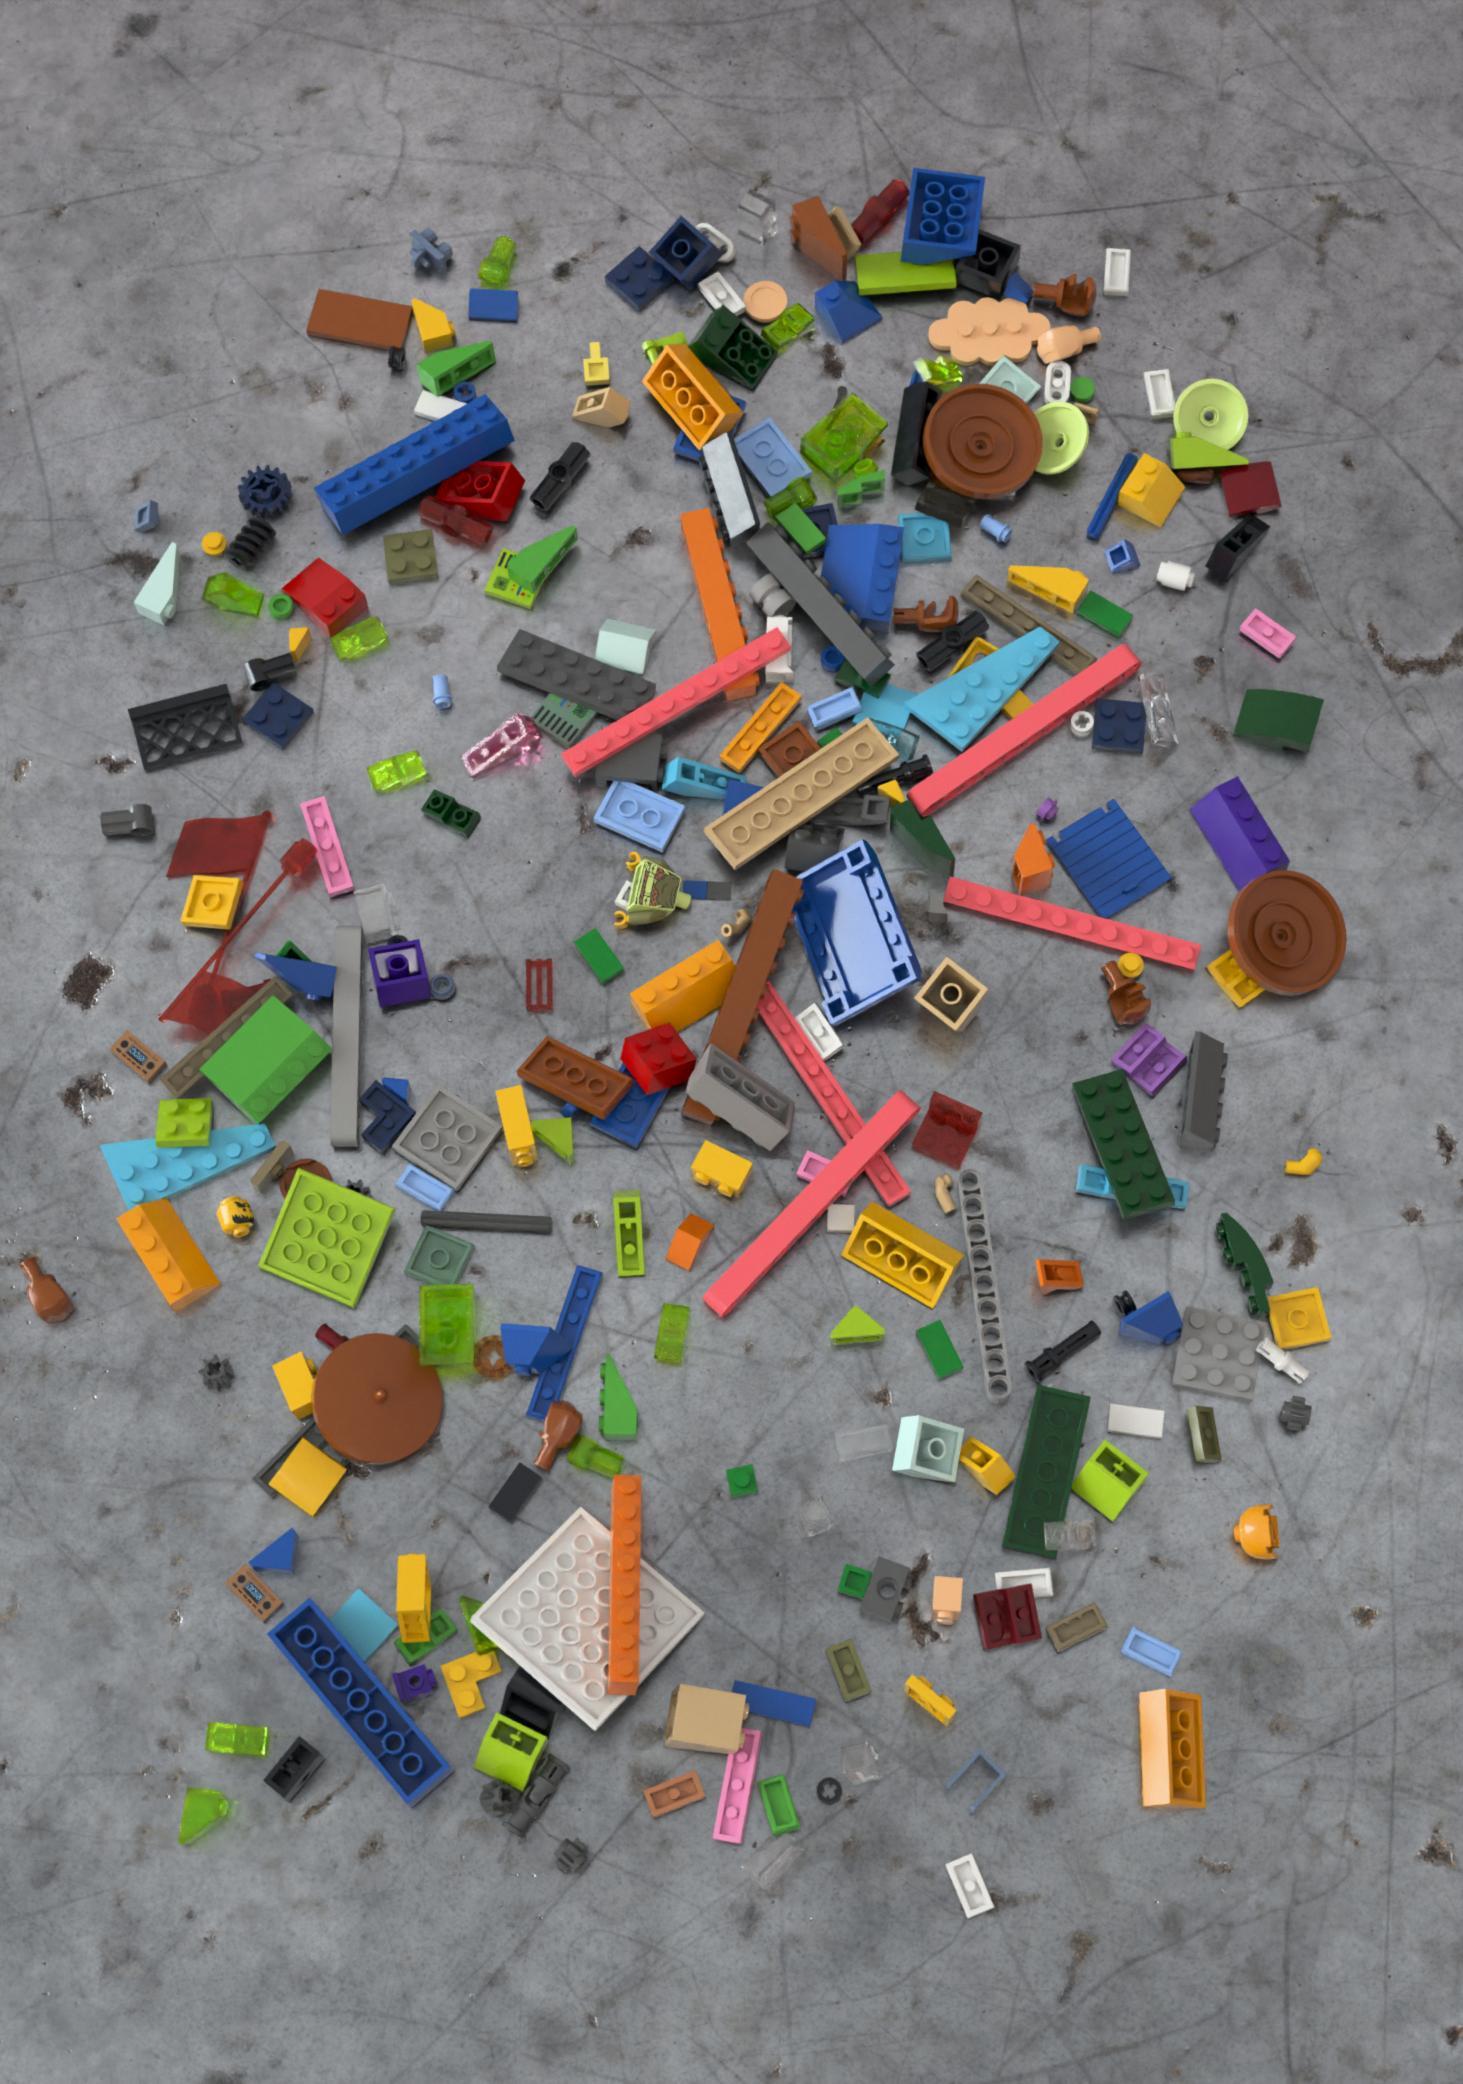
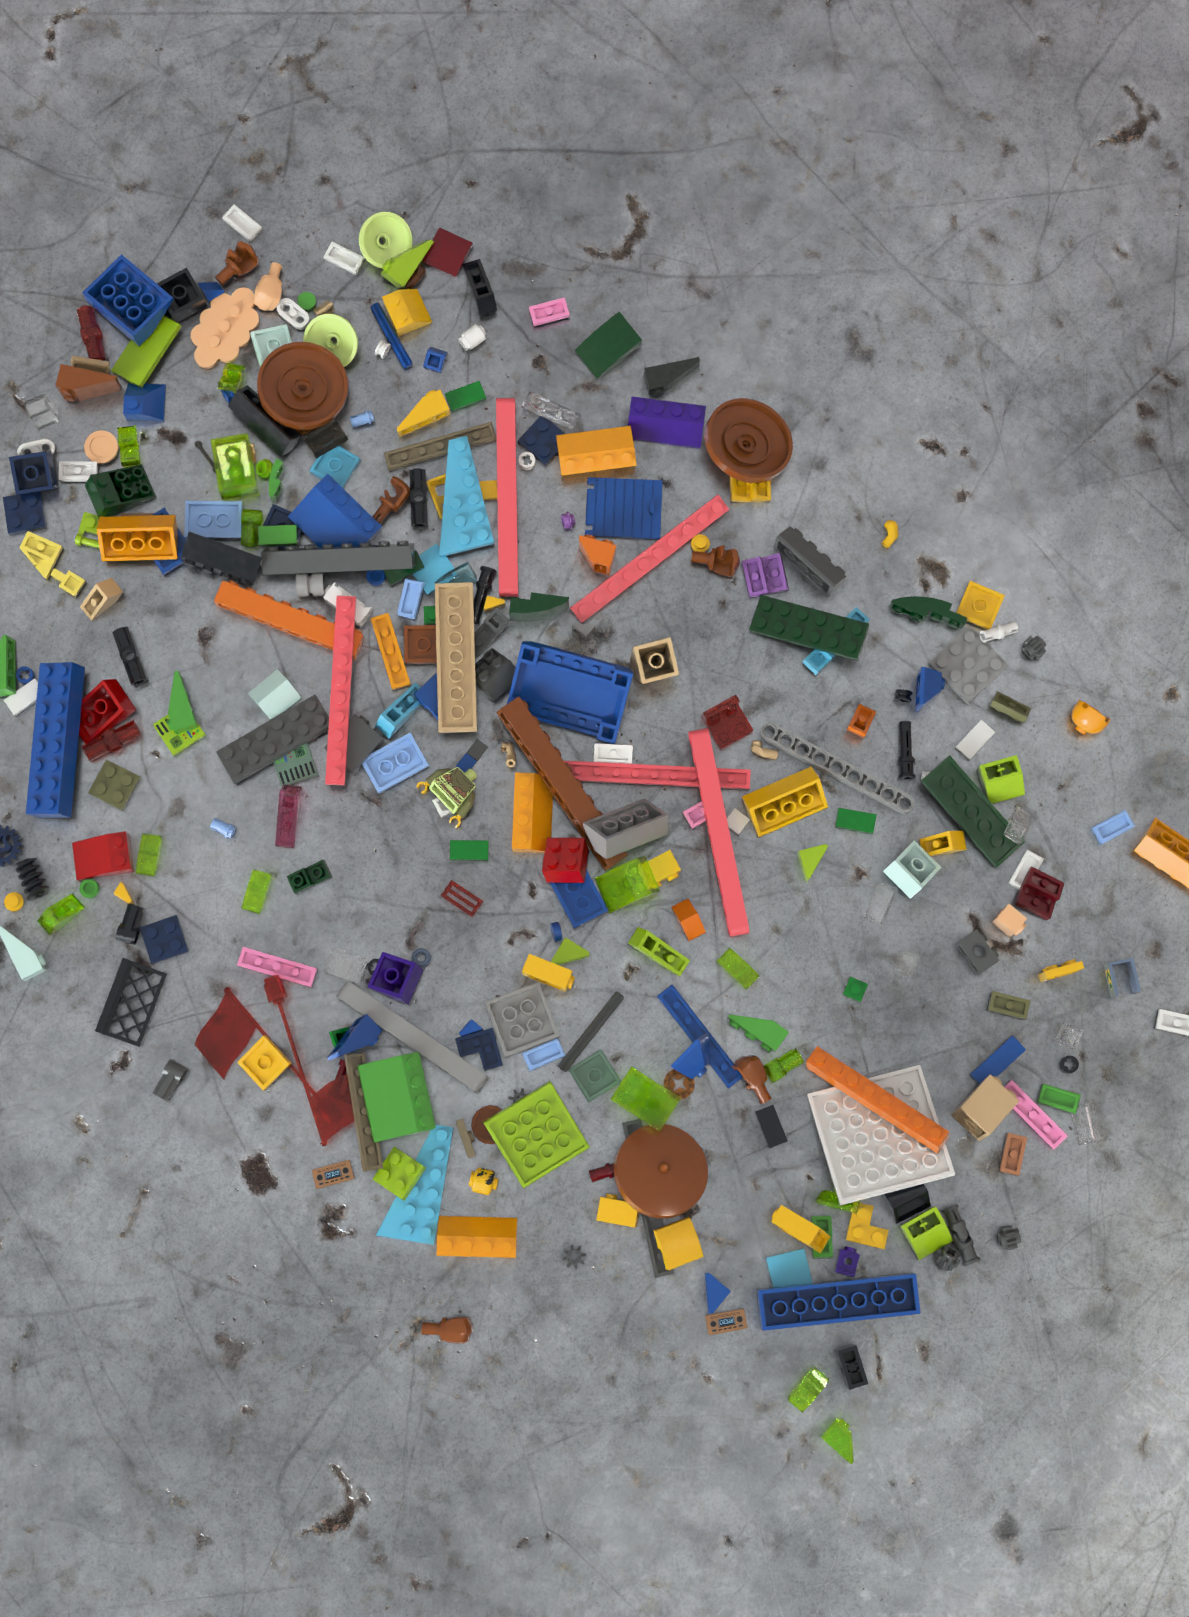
camera: 60 degrees left, 10 degrees up
(575, 1077) = (540, 917): dark orange tile -> none
(607, 320) = (41, 552): none -> light yellow wing
(681, 1143) = (627, 884): none -> clear neon green slope
(854, 1581) = (960, 965): green plate -> none
(1076, 1627) = (1071, 859): dark tan plate -> none
(1089, 496) = (382, 349): none -> white bush
(1148, 782) = (596, 450): none -> light orange slope
(1294, 802) = (665, 376): none -> pearl dark grey slope

